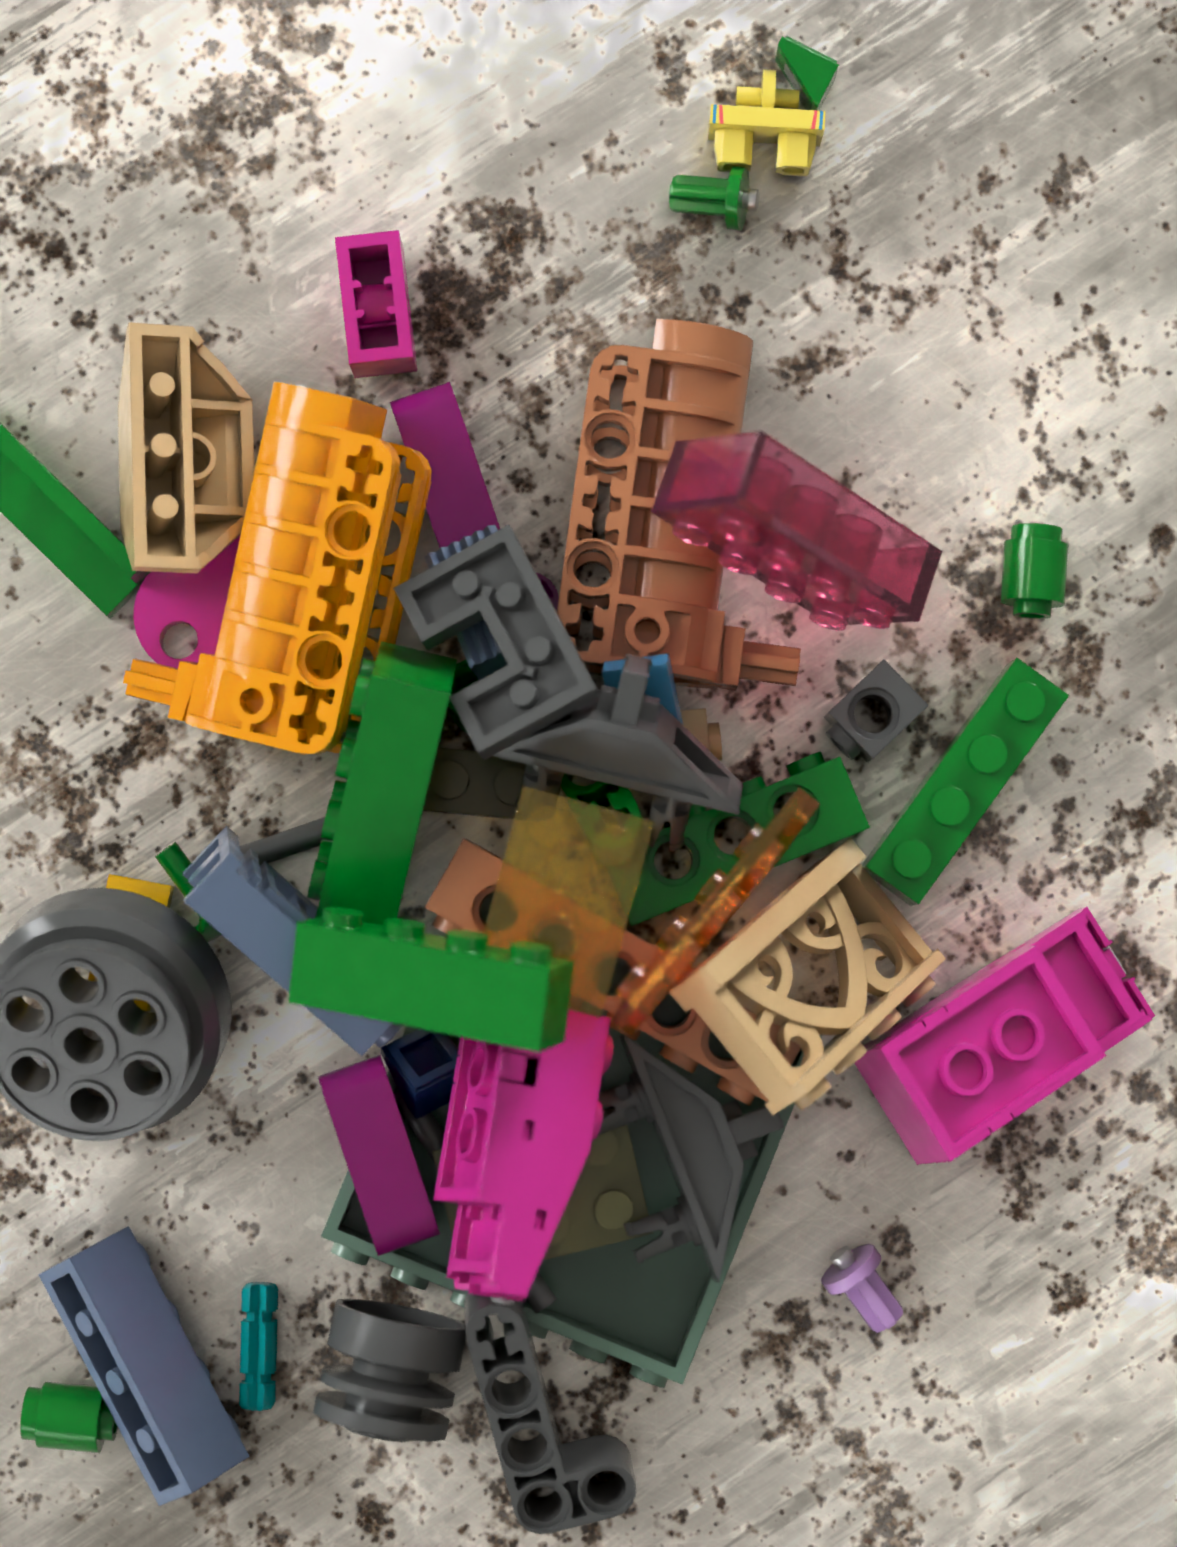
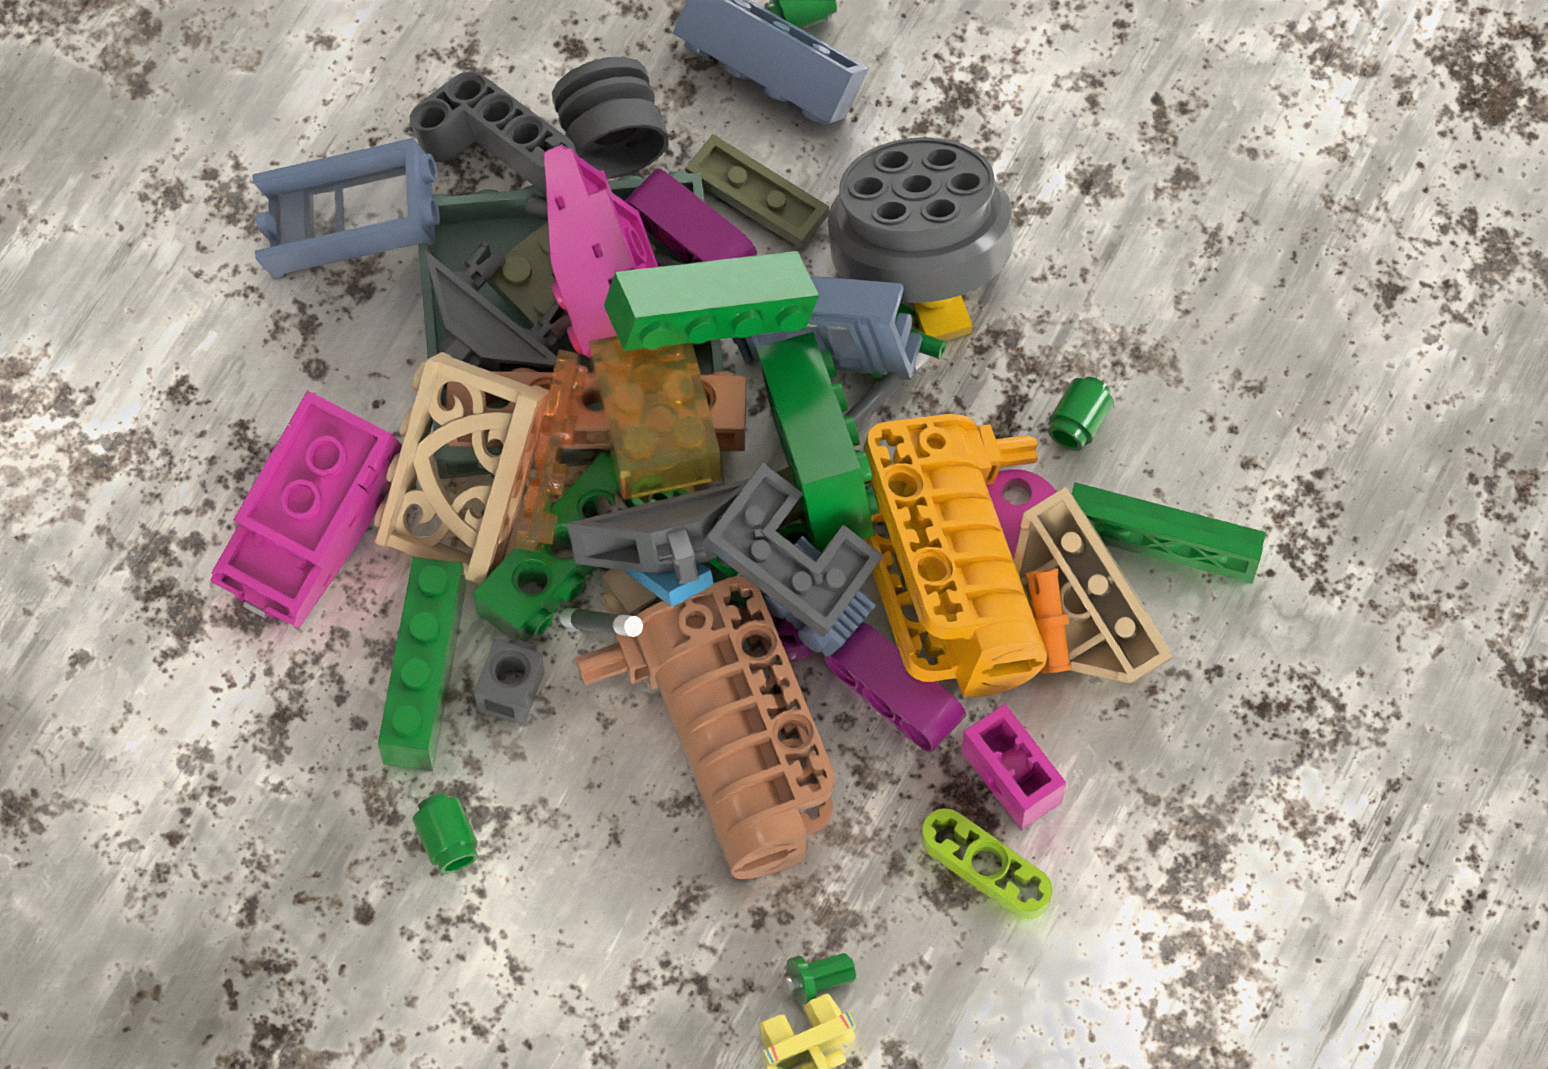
camera: 150 degrees right, 20 degrees down
(49, 694) = (1080, 413): none -> green brick
(237, 445) = (1049, 618): none -> orange pin
(258, 1346) = (704, 102): teal axle -> none
(262, 1189) = (758, 191): none -> olive plate
(428, 195) = (1025, 871): none -> lime beam
(746, 703) = (601, 622): none -> bar
(766, 1414) = (347, 207): none -> sand blue door
(796, 531) = (627, 731): clear pink brick -> none
(856, 1276) = (333, 326): lavender piece -> none

